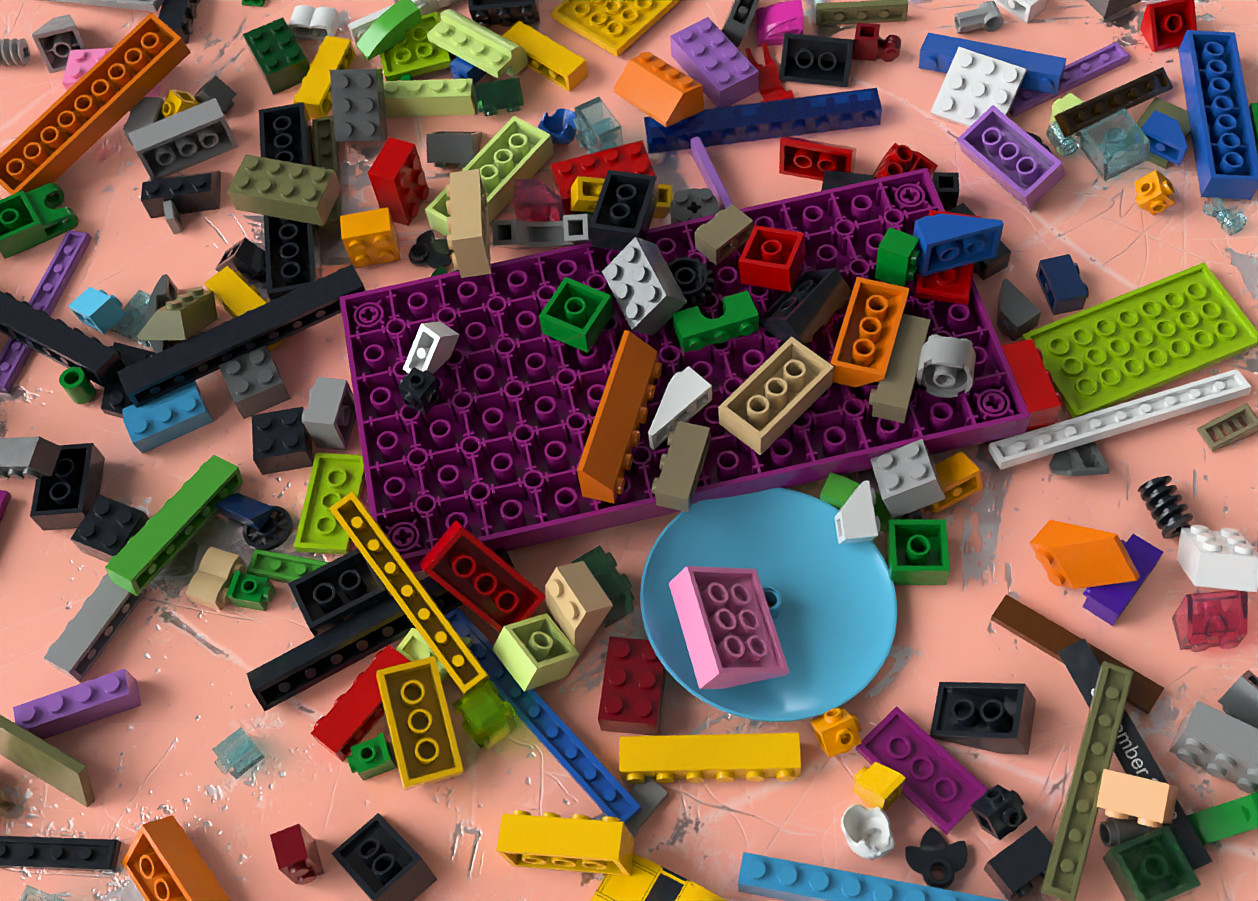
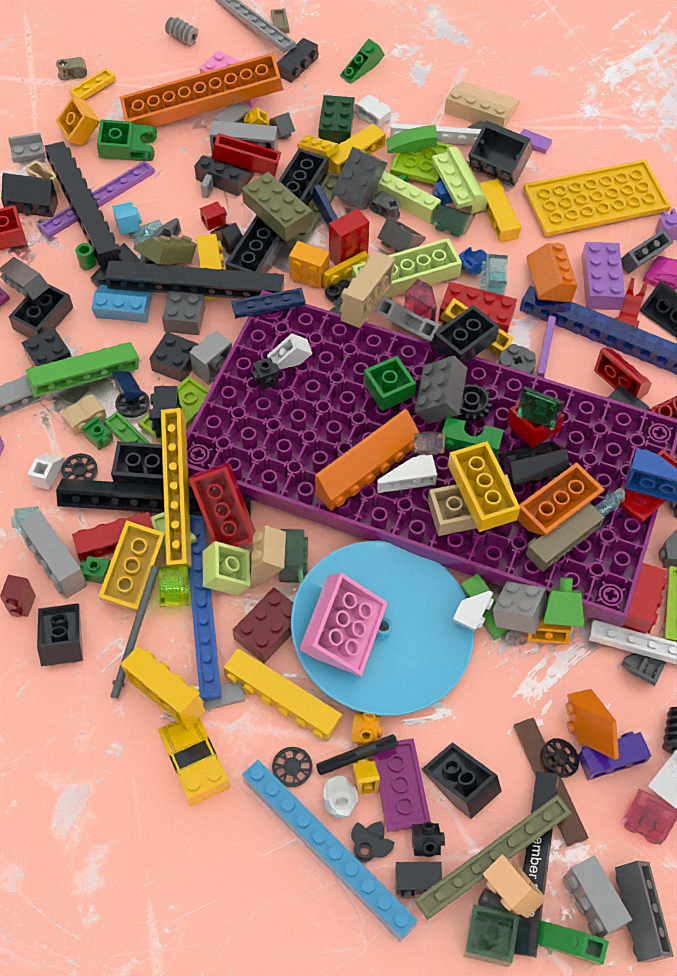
camera: 25 degrees right, 0 degrees up
(56, 40) = (216, 38): light grey slope -> none
(197, 152) = (246, 154): none -> red brick
(206, 247) = (213, 215): none -> red brick
(216, 677) = (45, 470): none -> white slope
(257, 647) = (79, 468): none -> black wheel
(279, 96) = (318, 146): none -> yellow plate
(305, 774) = (52, 555): none -> light grey brick
(313, 501) = (163, 398): none -> black brick
(341, 163) = (323, 205): none -> dark blue tile
(358, 307) = (268, 303): none -> dark blue tile
(408, 121) = (385, 206): none -> dark grey piece
(414, 221) = (343, 270): none -> yellow plate
(479, 799) = (118, 683): none -> dark grey bar
(675, 355) = (429, 443): none -> clear brick
(681, 466) = (385, 512): dark tan brick -> none
(723, 234) = (511, 385): dark tan brick -> none
(777, 238) = (540, 408): none -> clear green slope
(781, 363) = (483, 486): none -> yellow brick
(782, 832) = (292, 766): none -> black wheel
(849, 768) = (357, 754): none -> black axle
(897, 258) = (613, 466): green brick -> none
(917, 551) = (495, 656): green brick -> none
(923, 298) = (610, 502): none -> clear light blue piece
(946, 366) = (592, 552): light grey brick -> none
(957, 445) = (564, 605): none -> bright green torso
(1068, 619) = (560, 757): none -> black wheel

